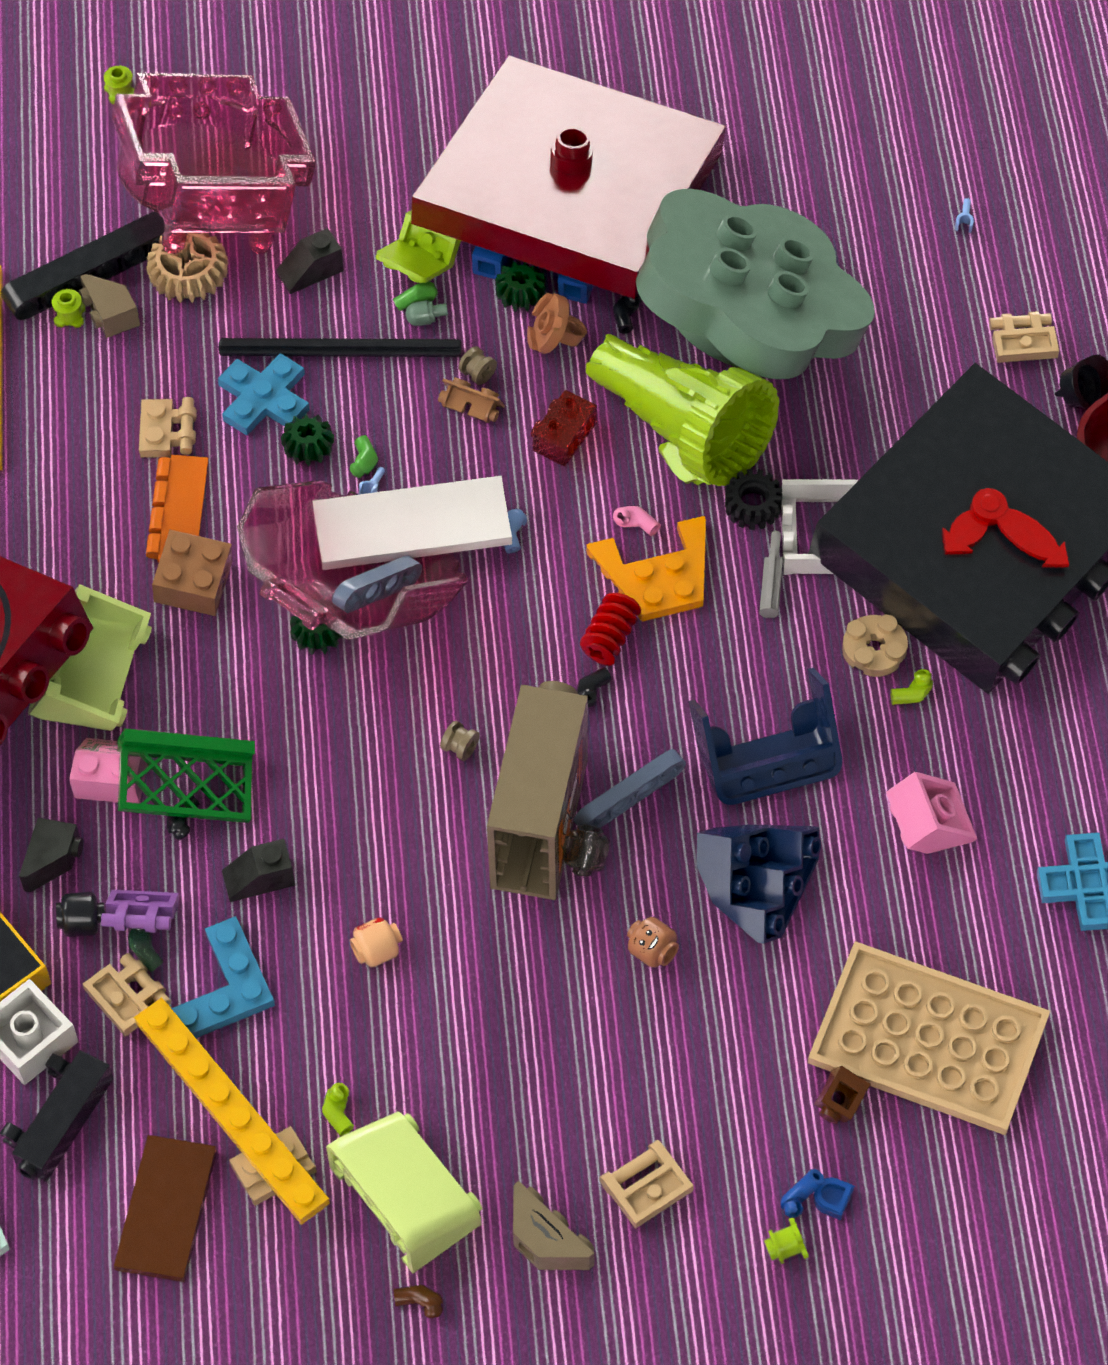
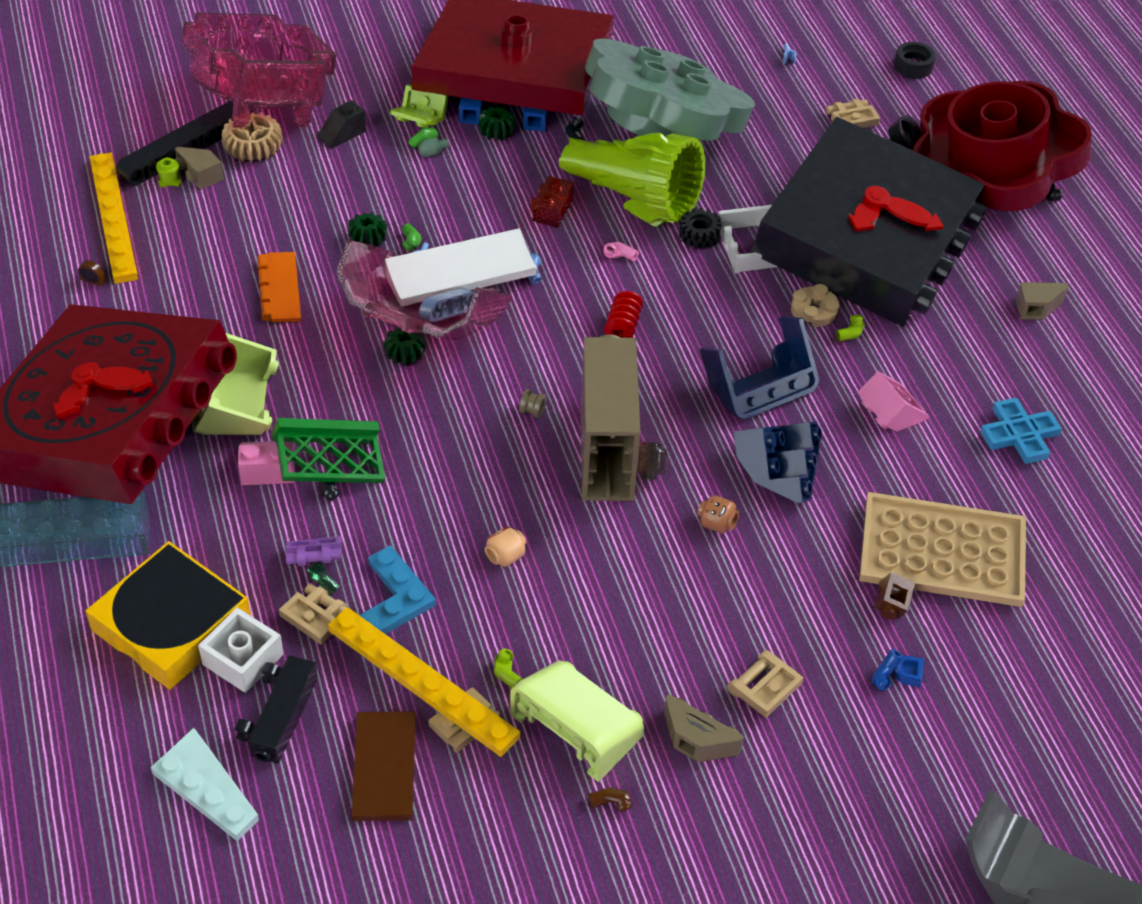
camera: 15 degrees left, 10 degrees down
(50, 853) = (232, 521): pearl dark grey slope -> none
(79, 914) = (265, 560): black head -> none
(118, 81) = (174, 35): lime brick -> none
(157, 426) = (252, 233): tan plate -> none
(192, 572) = (301, 321): medium nougat brick -> none
(259, 871) = (402, 510): pearl dark grey slope -> none
(262, 393) = (325, 208): dark azure plate -> none
(340, 347) = (375, 174): black axle -> none
(477, 365) = (480, 172): dark tan wheel -> none
(482, 403) = (490, 193): medium nougat hinge -> none
(554, 325) = (527, 140): nougat tile -> none
(631, 790) = (672, 416): sand blue beam -> none
(663, 582) = (656, 285): light orange wing -> none
(771, 579) = (728, 276): light grey axle -> none
(786, 1243) = (888, 706): lime brick -> none

